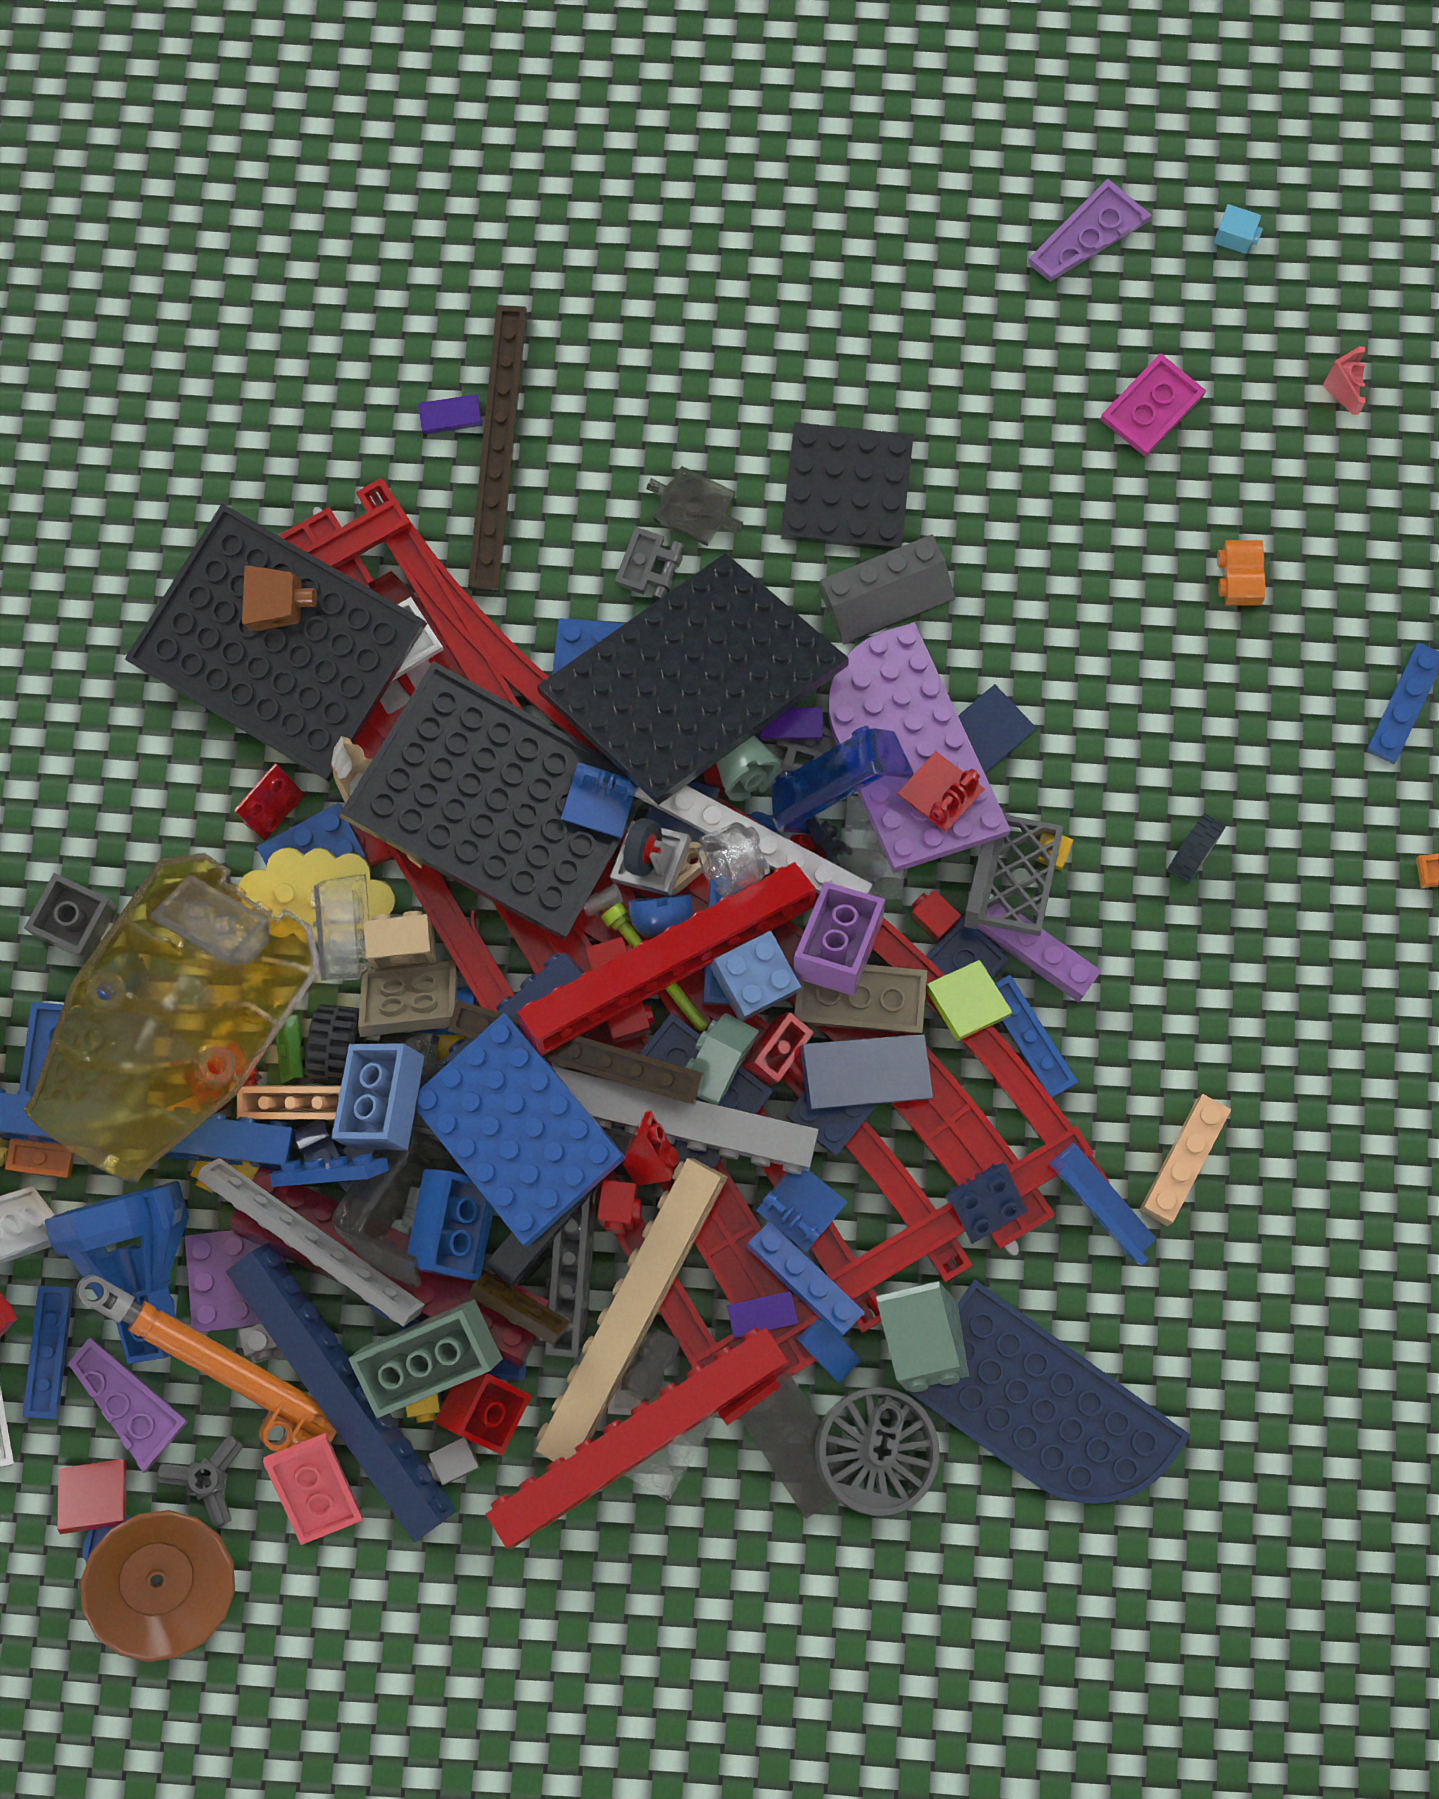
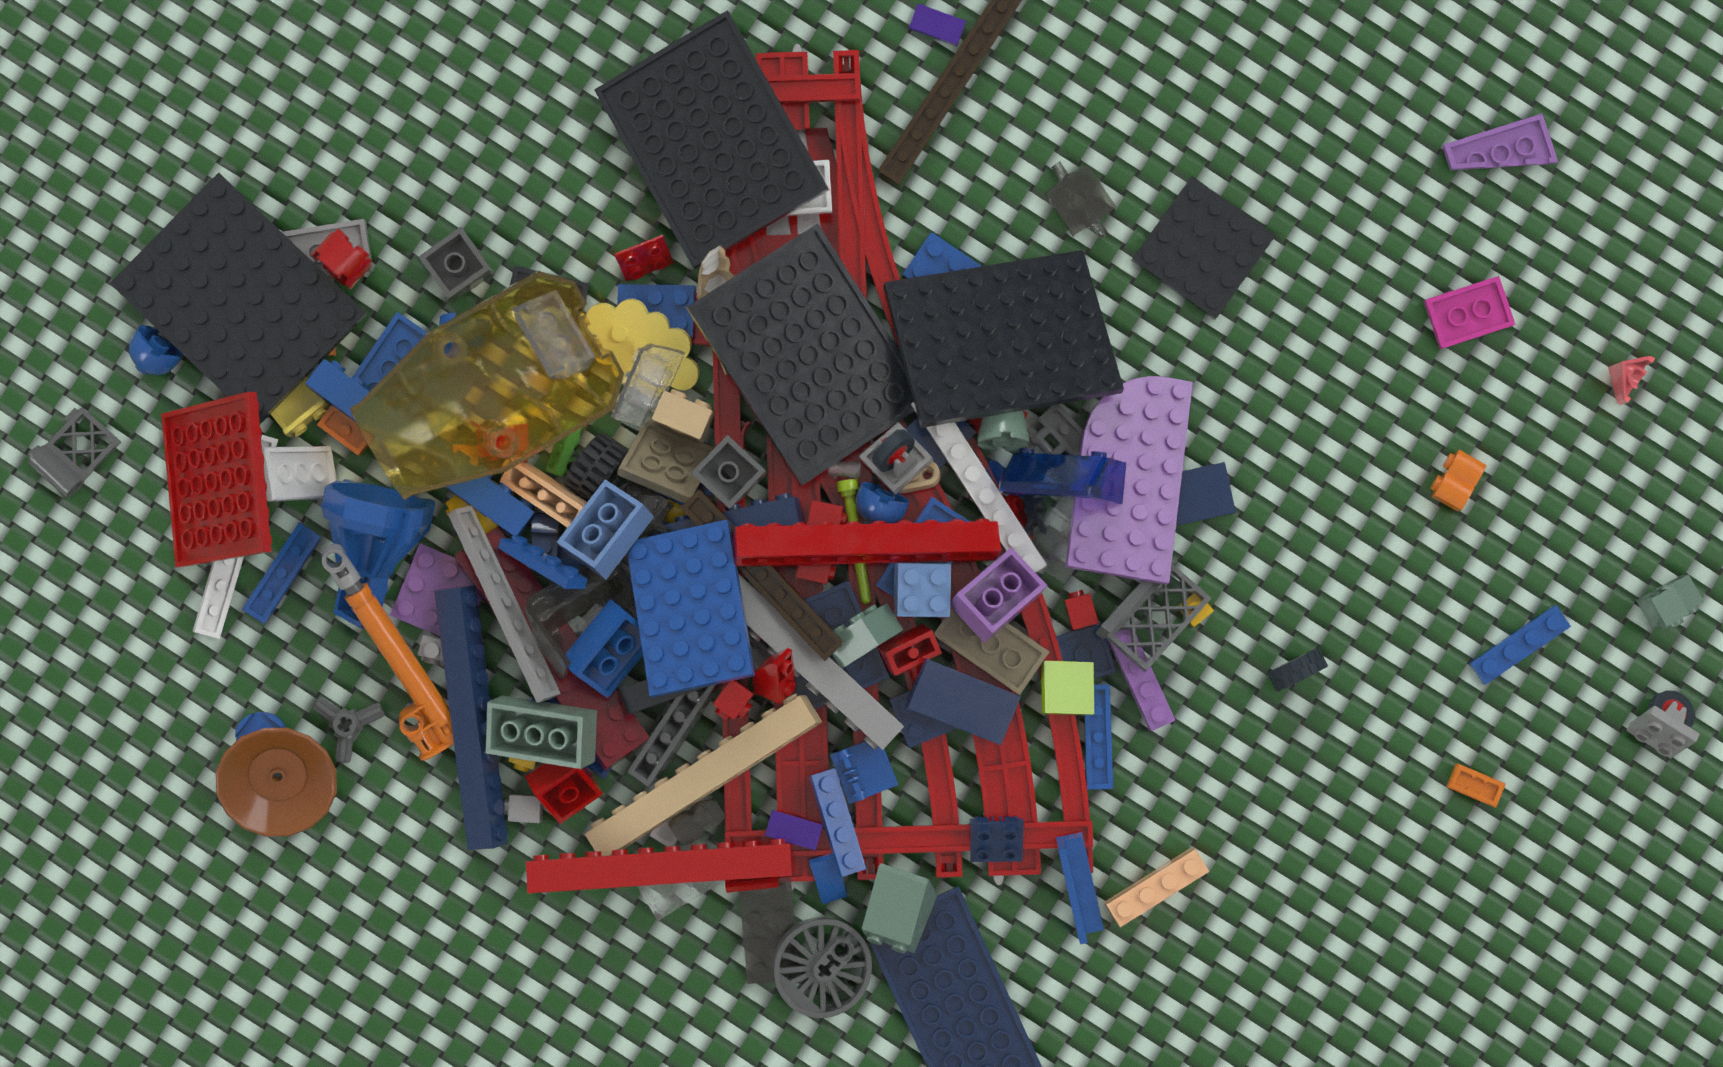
camera: 30 degrees right, 10 degrees up
(91, 1496) = (262, 692): tile -> none
(133, 1409) = (321, 645): medium lavender wing -> none
(273, 598) = (726, 109): dark orange torso -> none
(313, 1488) = (417, 774): coral plate -> none
(480, 966) = (729, 472): none -> dark grey slope
(519, 1308) = (625, 734): dark brown plate -> none
(599, 800) = (881, 395): blue hinge -> none
(640, 560) = (1017, 220): dark grey plate -> none
(732, 858) = (953, 494): clear brick -> none
(795, 725) = (1062, 415): dark purple tile -> none
(887, 589) = (1186, 346): dark grey slope -> none
(941, 791) = (1134, 527): red hinge -> none
(1238, 229) = (1618, 210): medium azure brick -> none

